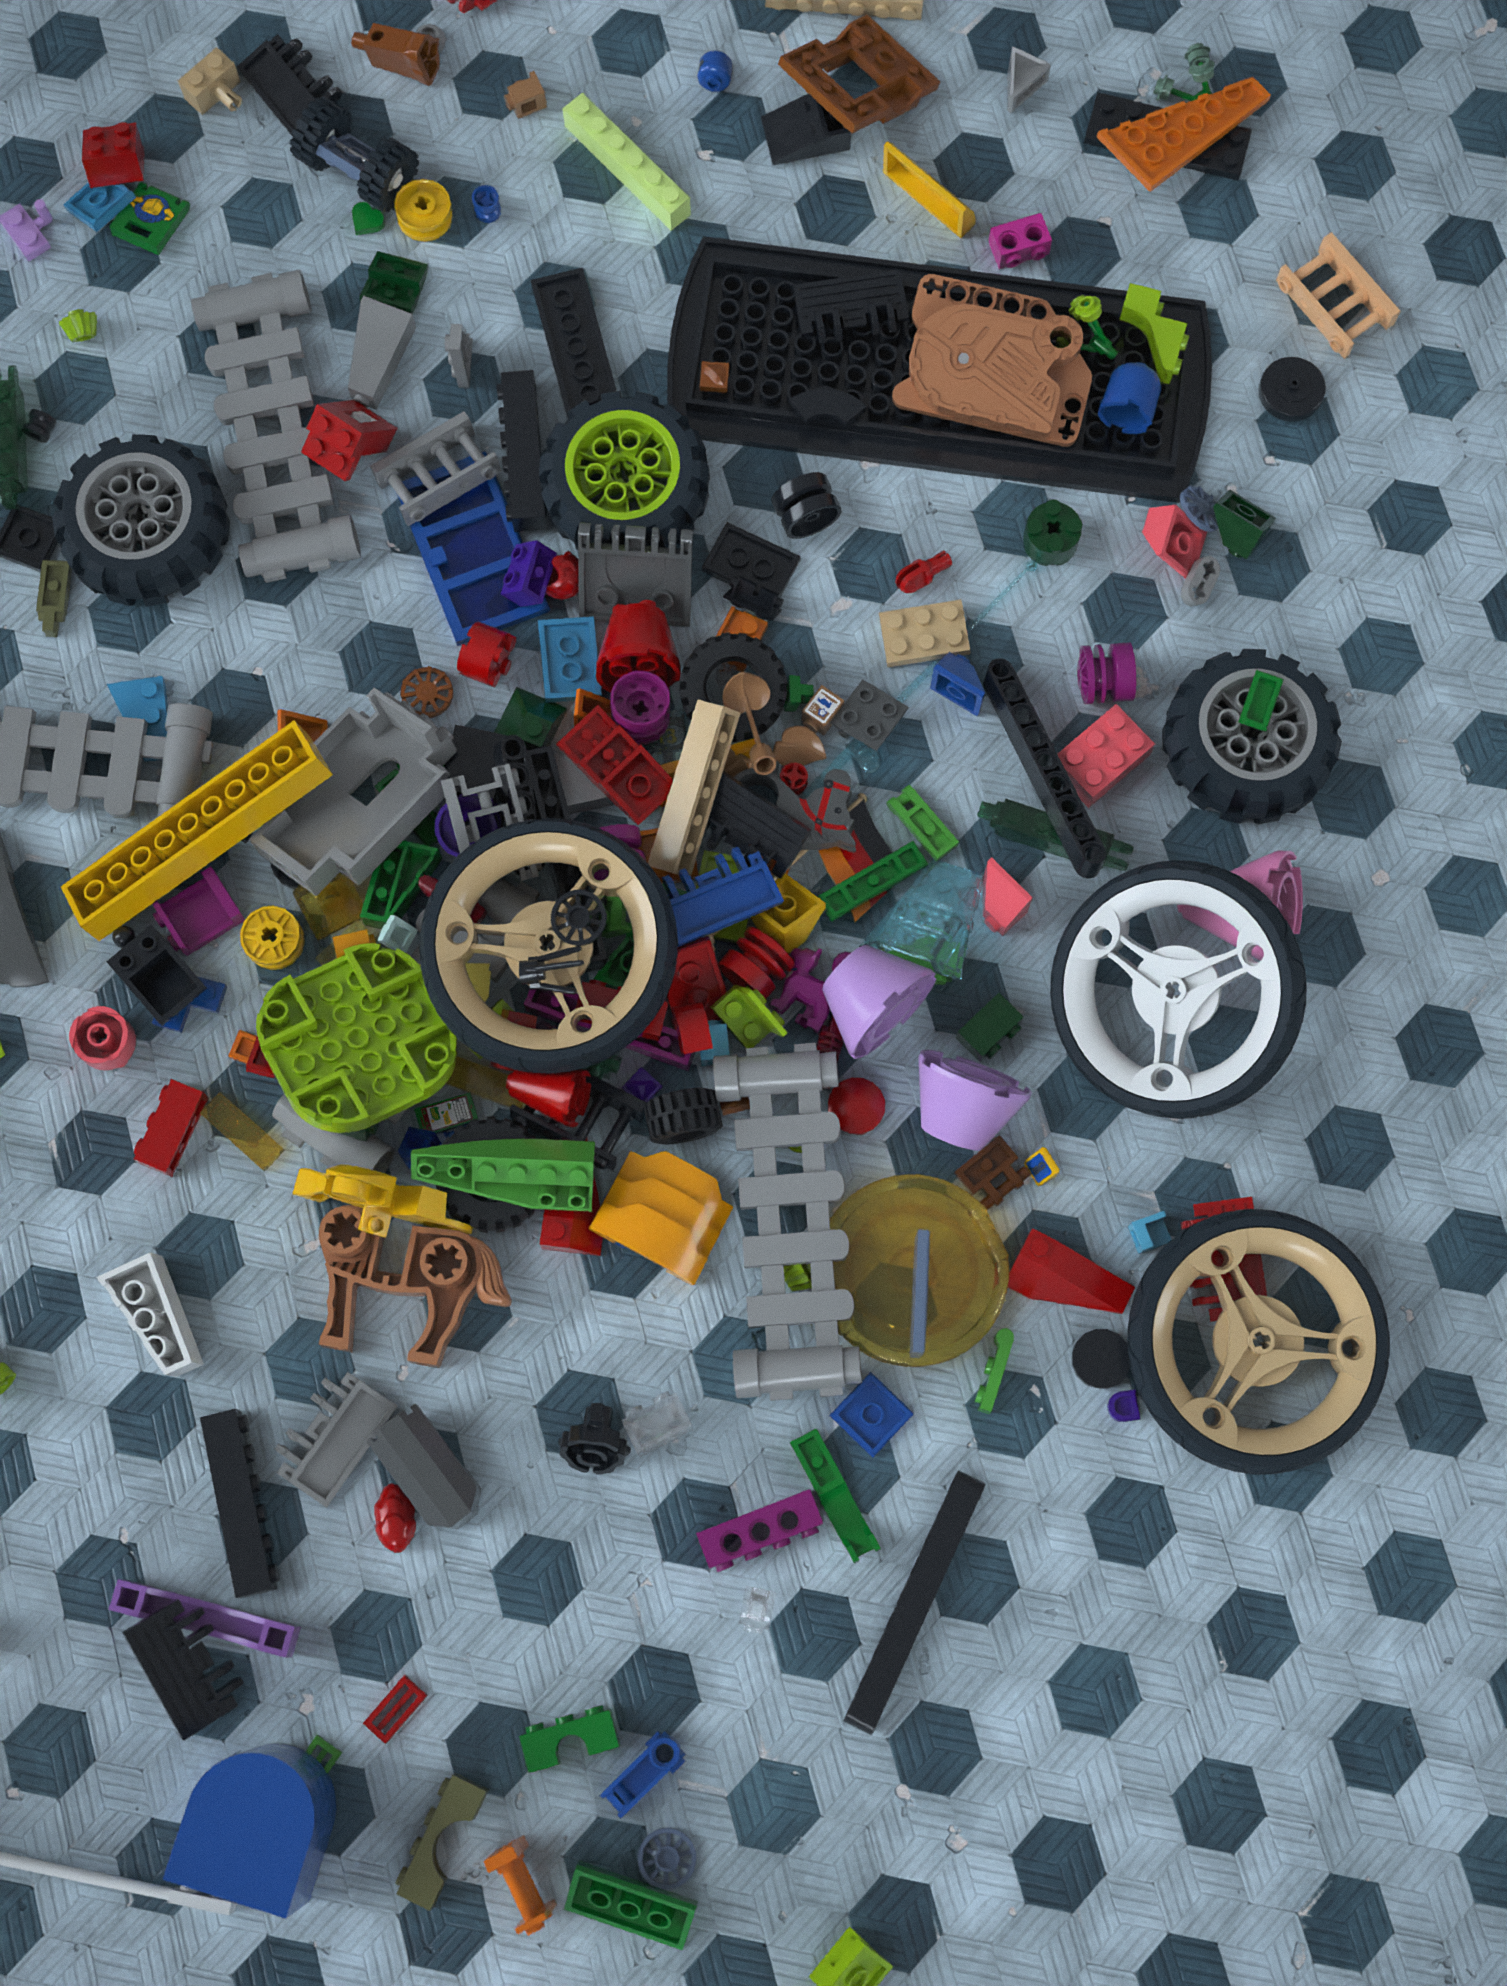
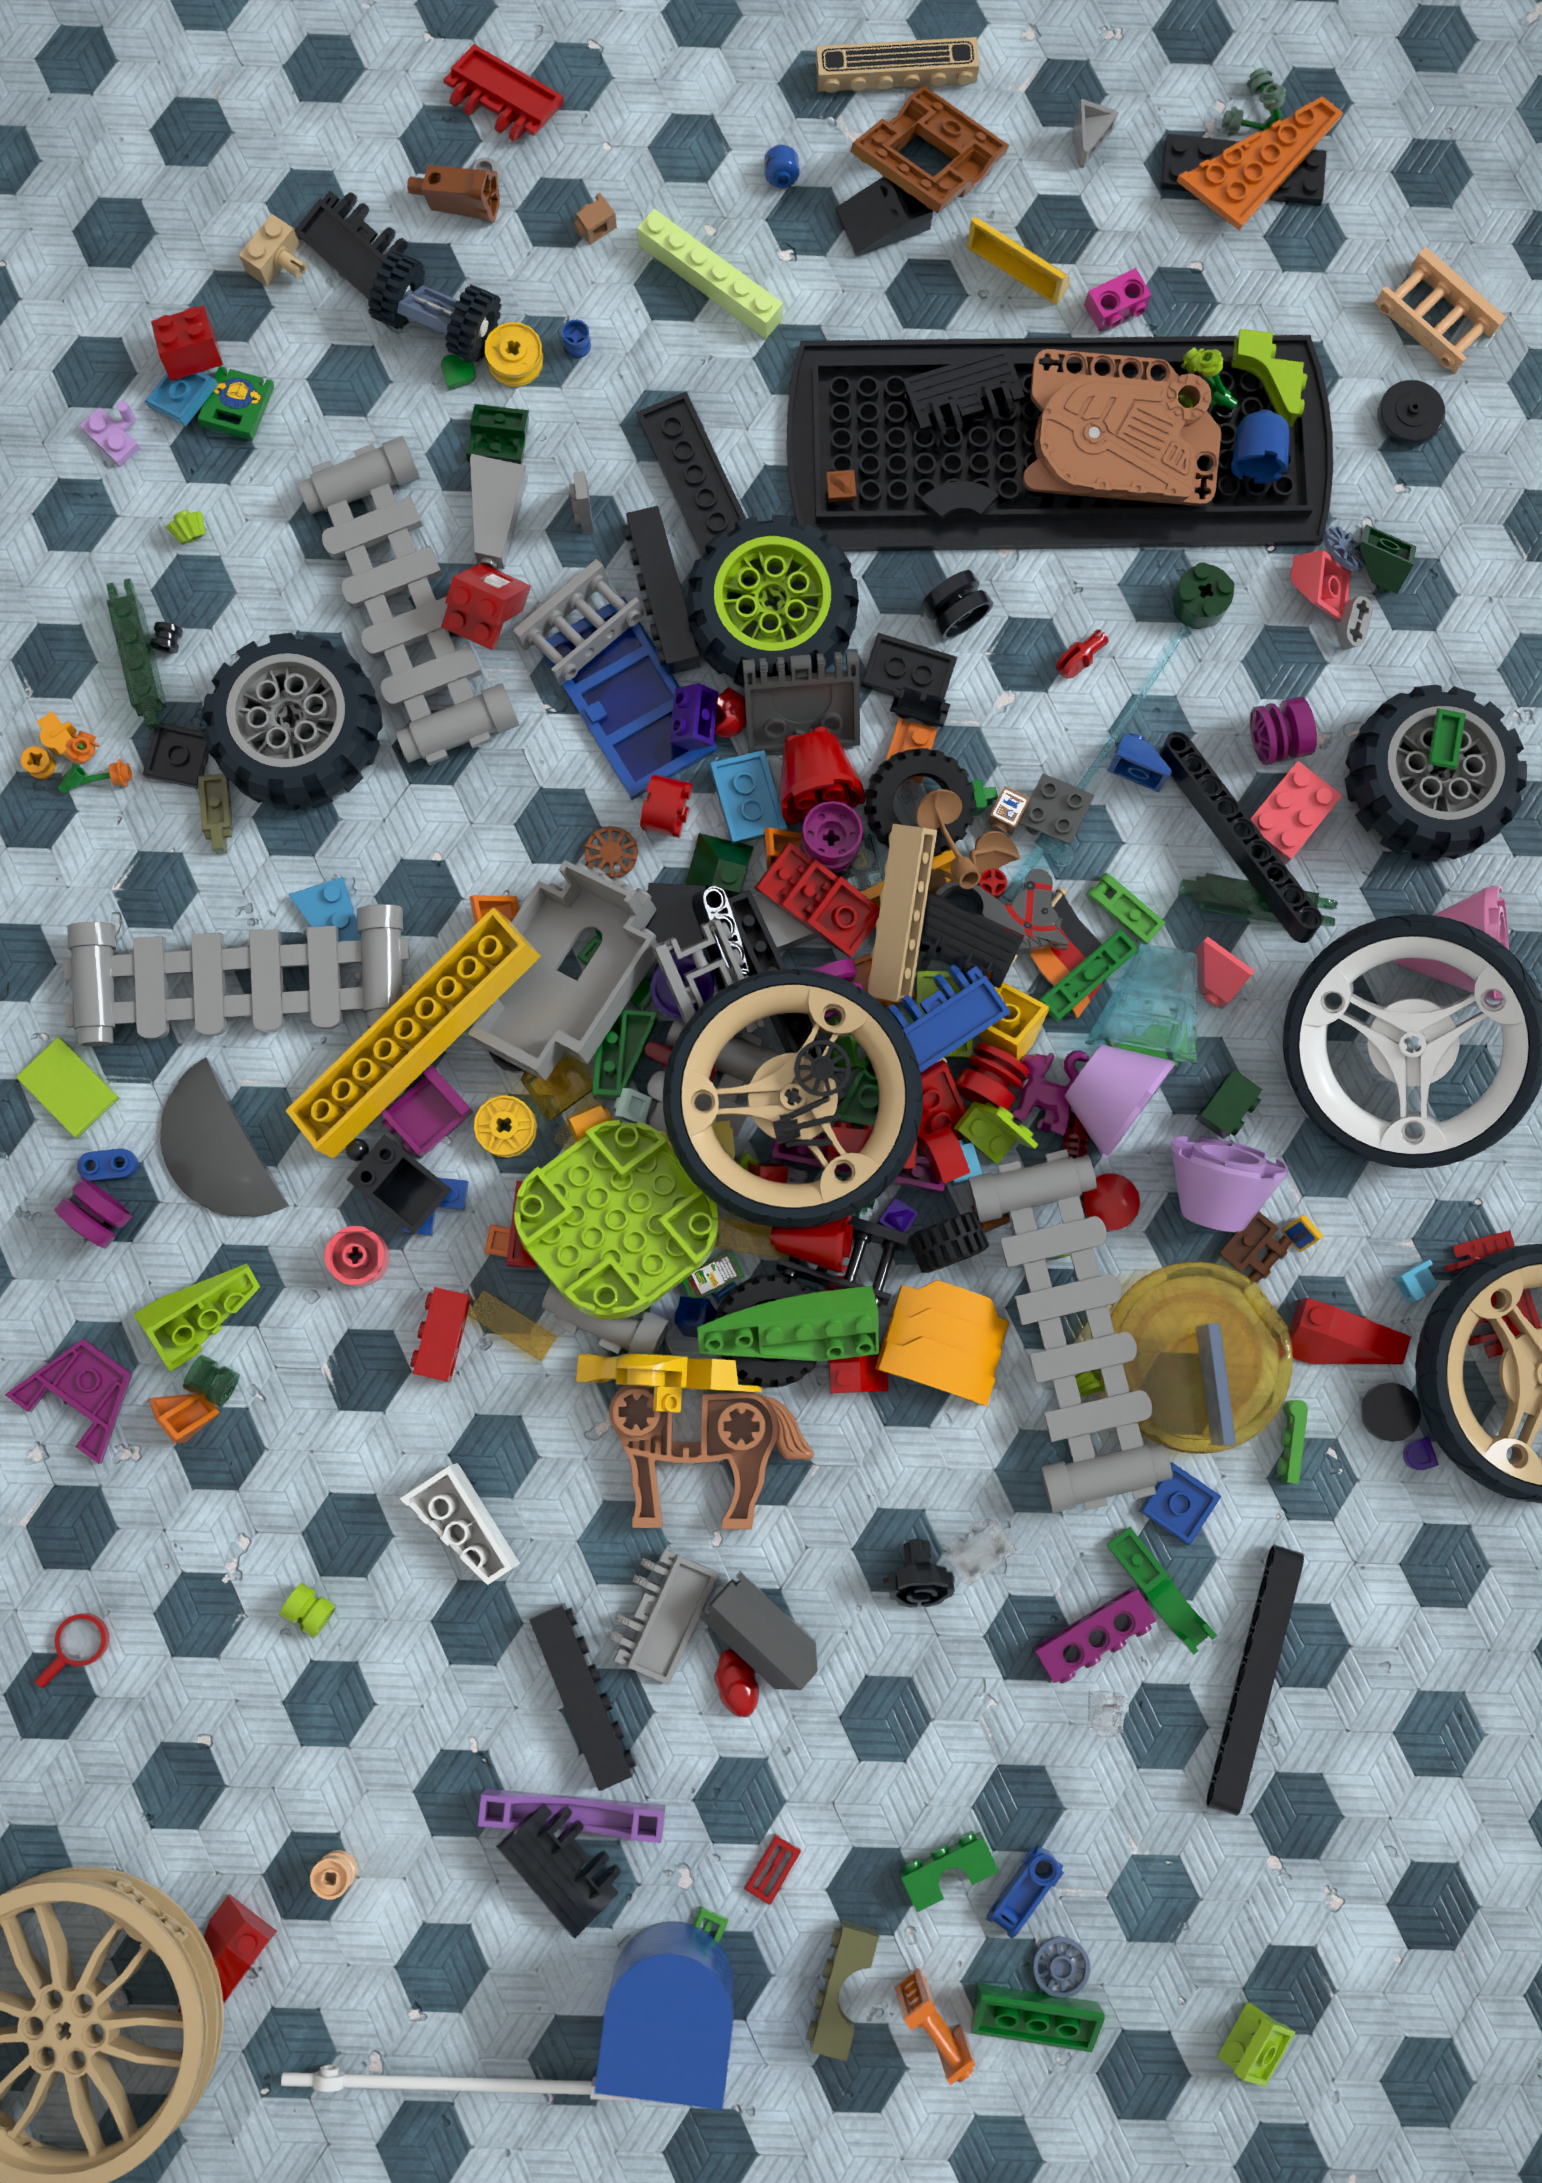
camera: 15 degrees left, 5 degrees up
(924, 633) = (1093, 716): tan plate -> none

